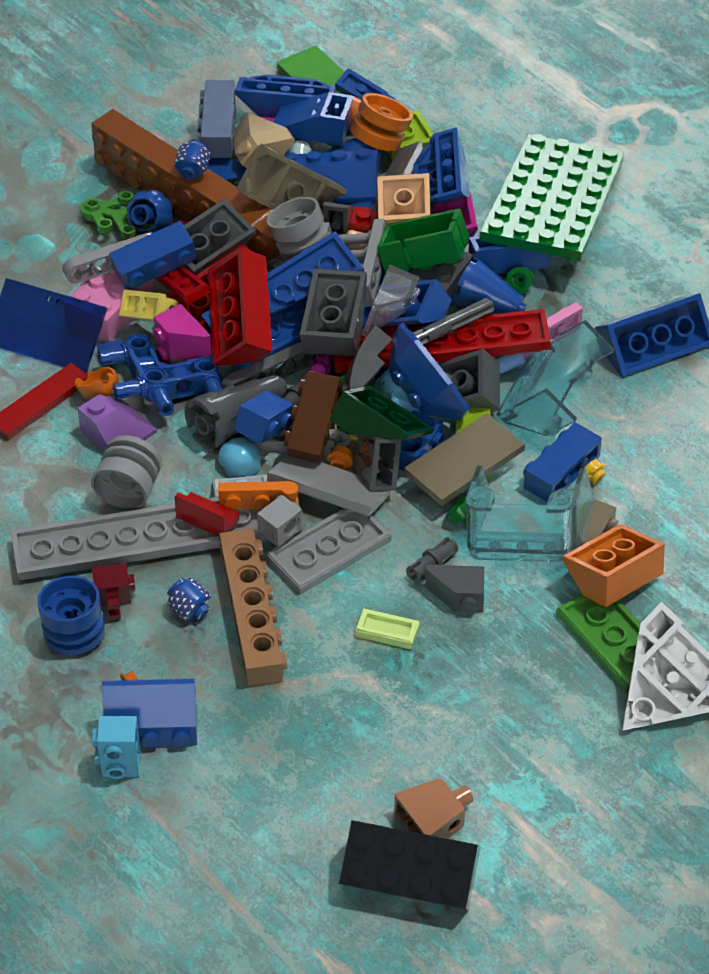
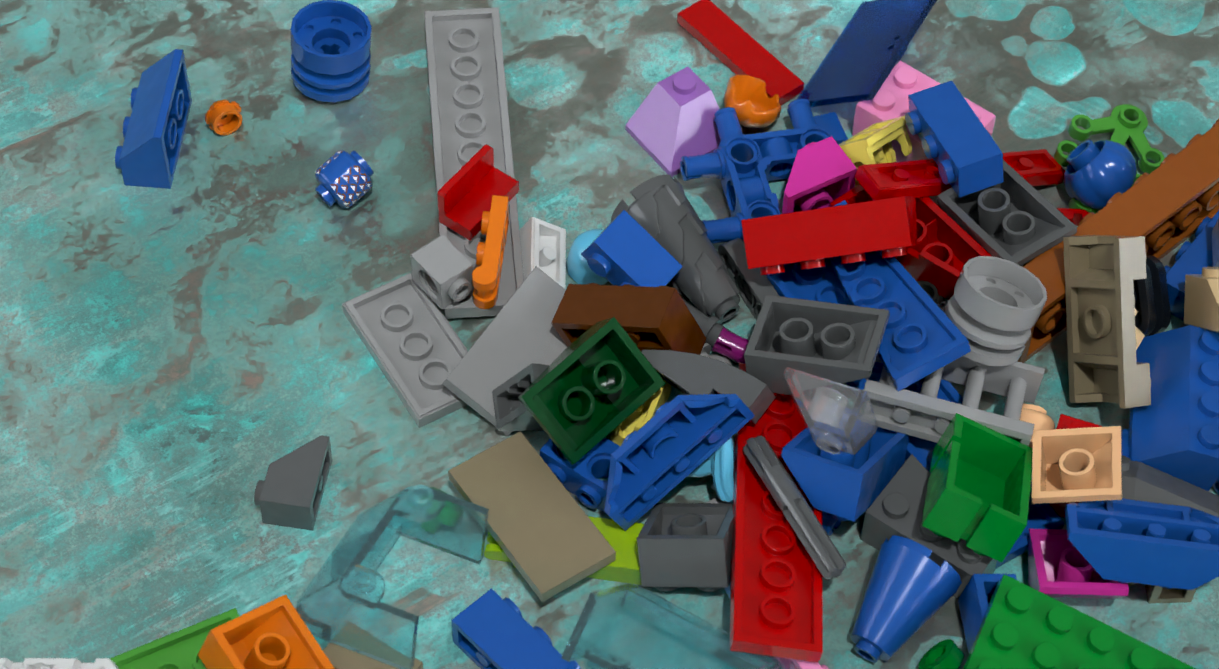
camera: 95 degrees right, 5 degrees up
(90, 258) = (947, 66): light grey beam -> none
(114, 587) = (383, 103): dark red brick -> none
(117, 746) = (107, 83): medium azure brick -> none
(126, 472) = (564, 115): light grey wheel -> none
(192, 159) = (1159, 186): blue head -> none
(251, 607) = (312, 242): medium nougat brick -> none
(338, 216) = (1086, 398): dark grey slope -> none
(387, 629) = (253, 400): yellowish green tile -> none
(432, 557) = (360, 463): dark grey pin -> none

